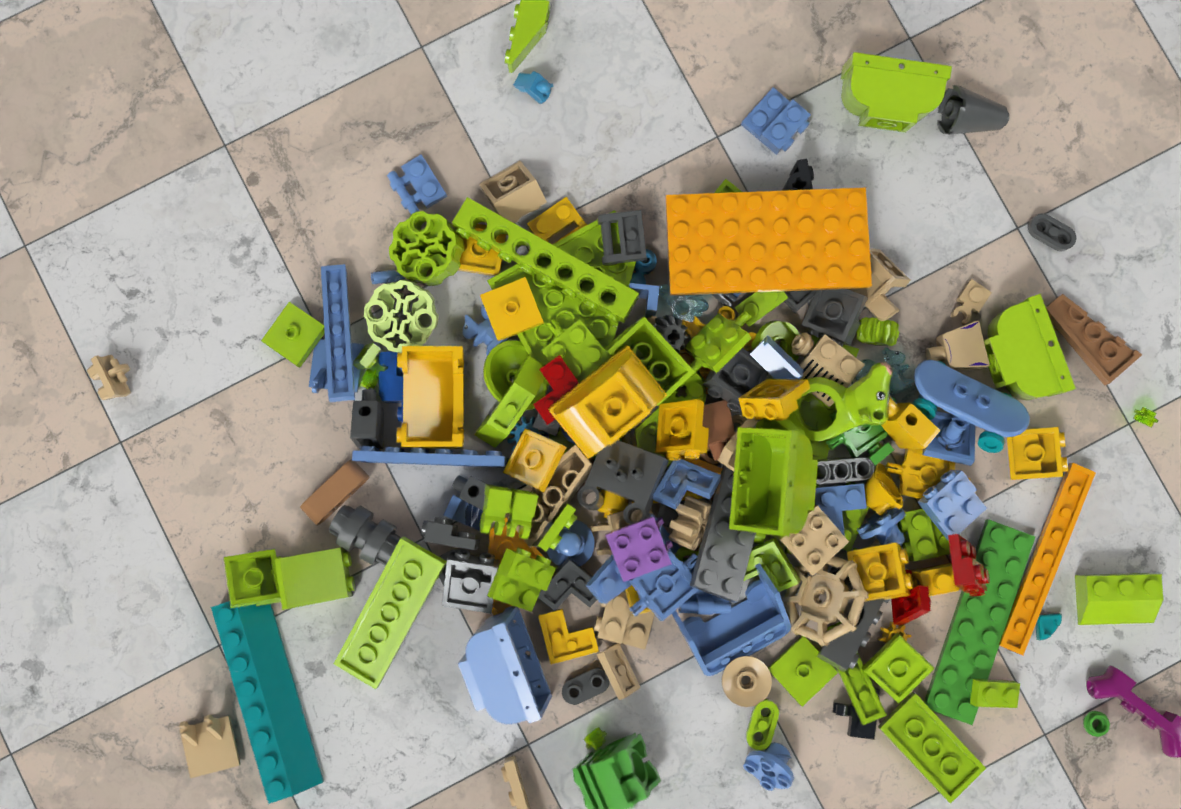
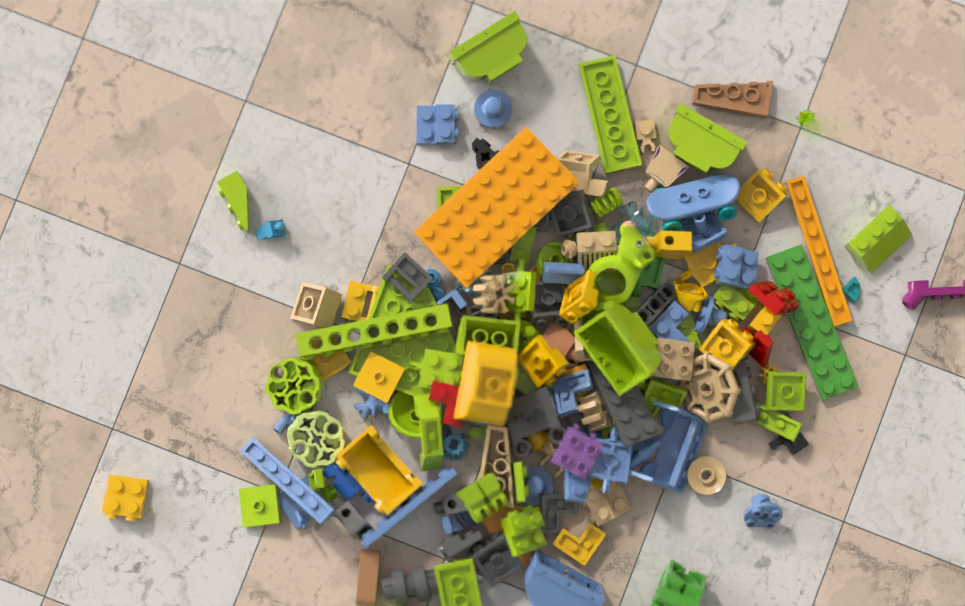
camera: 40 degrees left, 0 degrees up
(177, 218) = (125, 497): none -> yellow plate
(423, 181) = (256, 346): medium blue plate -> none
(534, 460) = (471, 454): yellow plate -> none
(585, 686) = (616, 561): dark grey plate -> none
(595, 739) = (648, 586): clear neon green plate -> none
(618, 671) = (627, 535): tan plate -> none
(692, 322) = (493, 294): none -> tan gear
(762, 724) = (737, 492): lime plate -> none
(802, 671) = (733, 441): lime plate -> none
(843, 151) = (492, 108): none -> medium blue plate
(879, 452) = (668, 273): bright green plate -> none
(931, 747) = (845, 420): lime plate -> none
(952, 252) = (610, 114): none -> lime plate
(970, 112) = (549, 21): dark grey cone -> none
(995, 693) = (855, 356): lime plate -> none
(1051, 230) = (657, 50): dark grey plate -> none
(1103, 726) = (934, 323): bright green plate -> none

